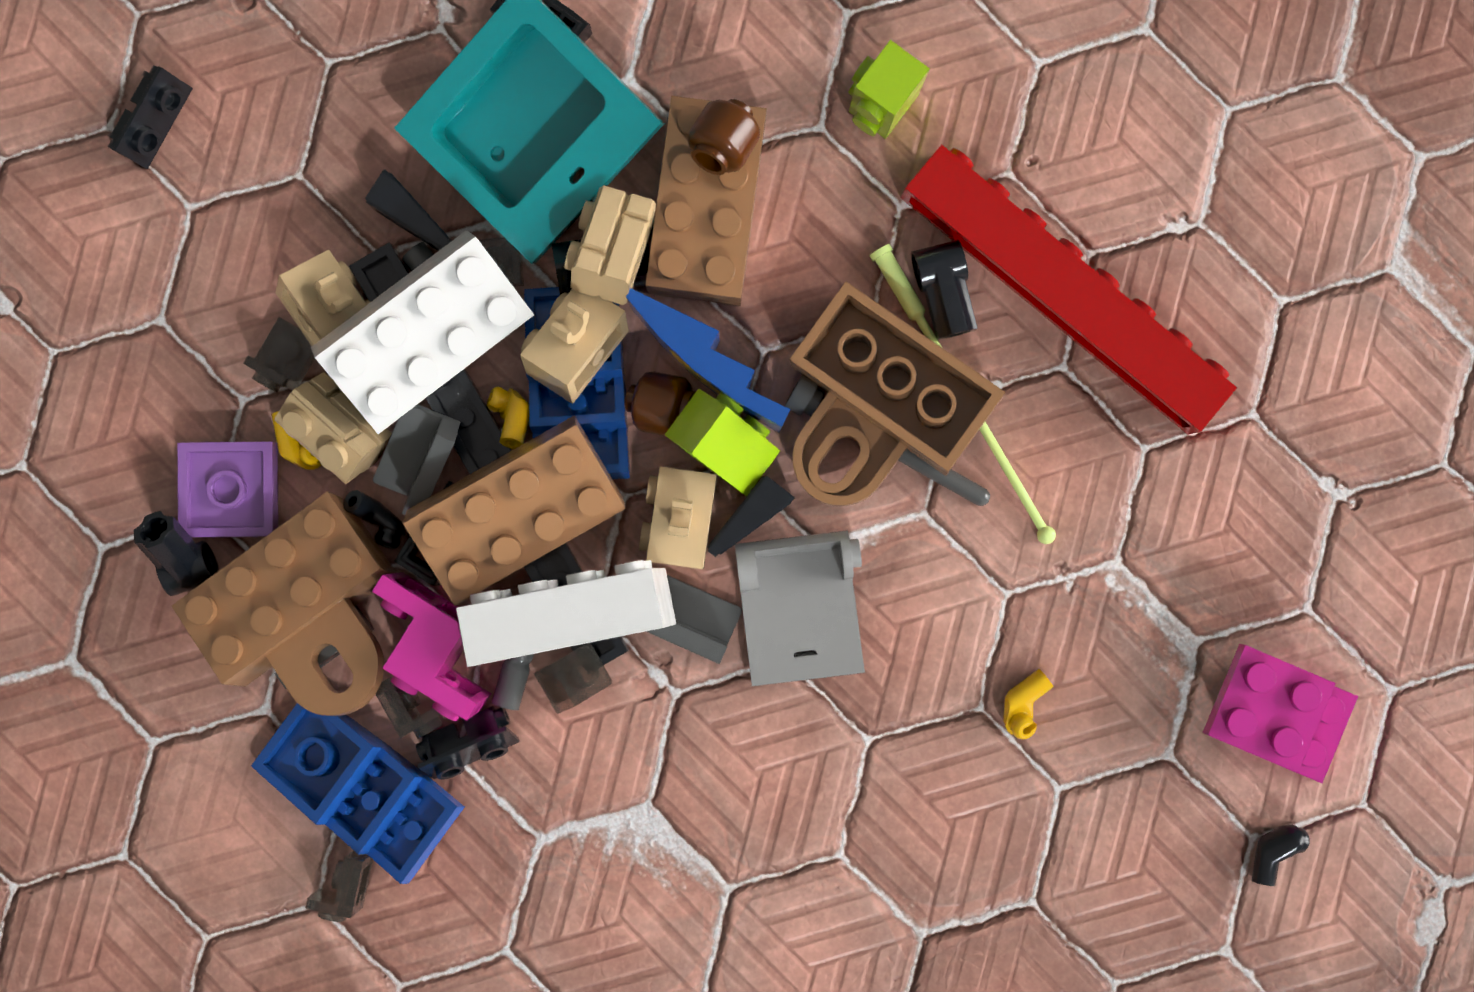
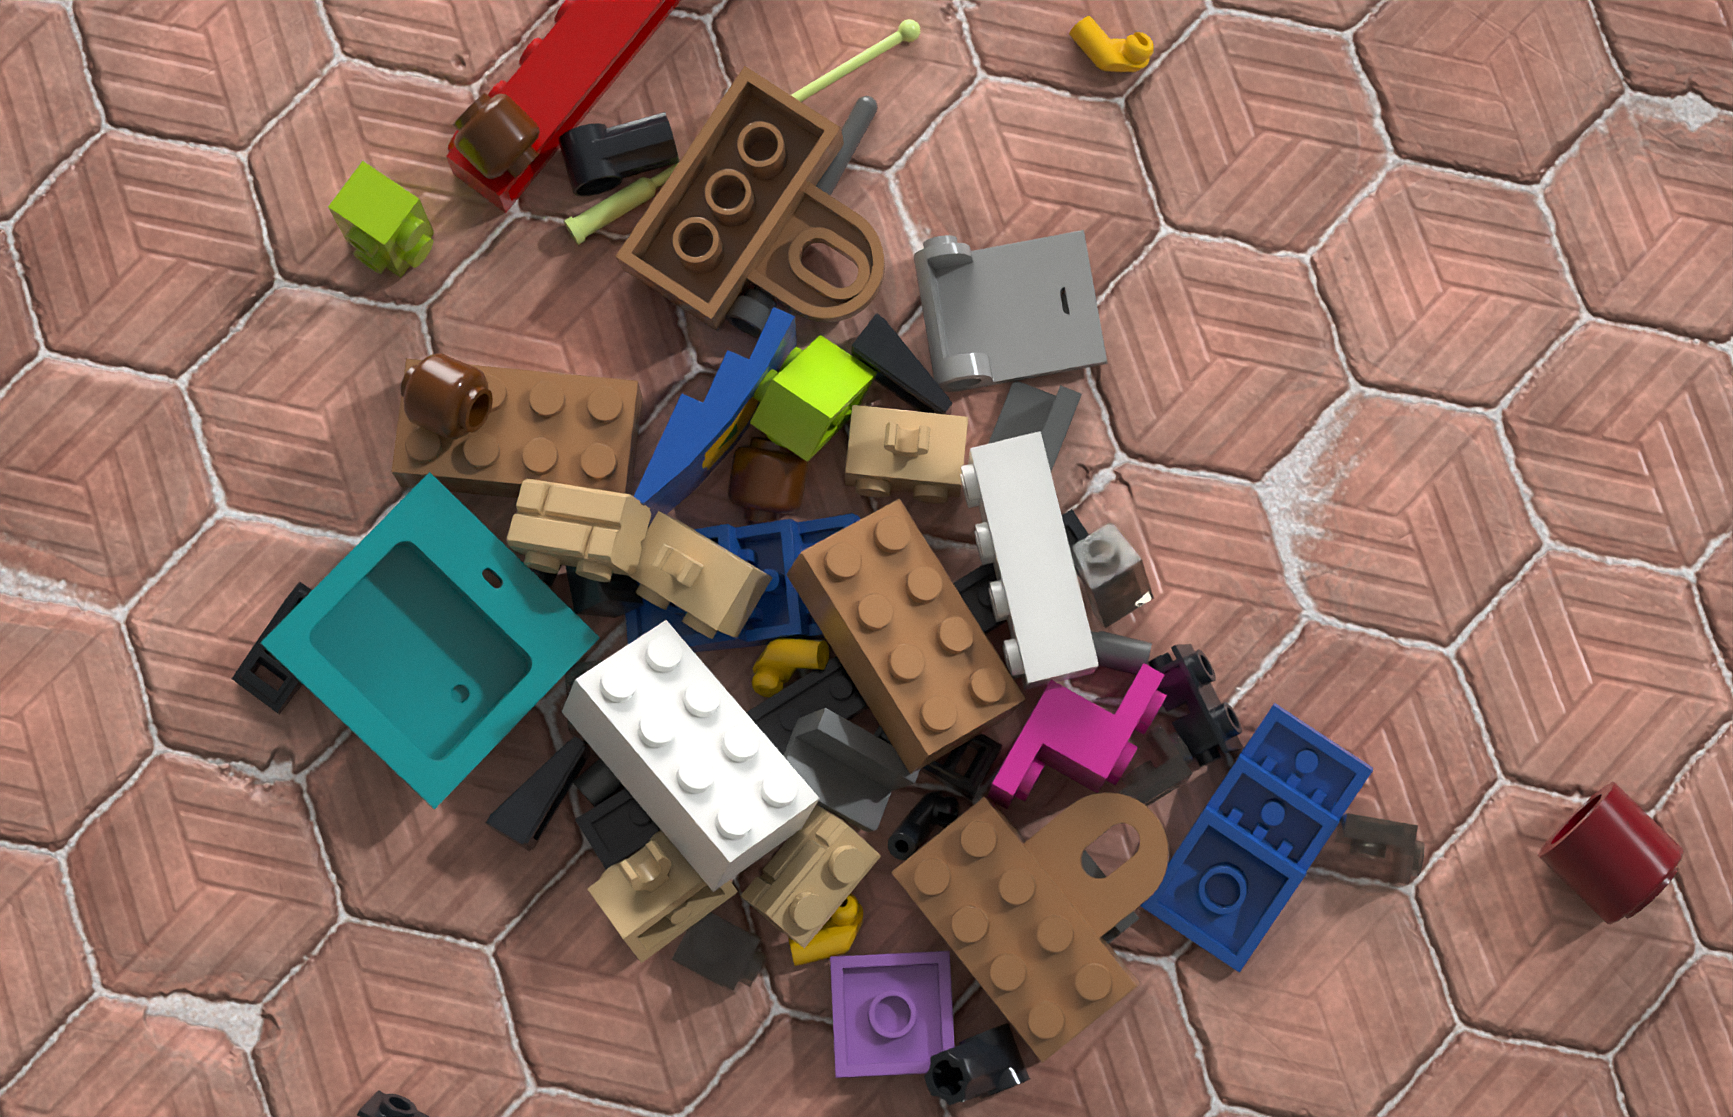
camera: 90 degrees left, 10 degrees down
(951, 184) = (497, 136): none -> reddish brown head

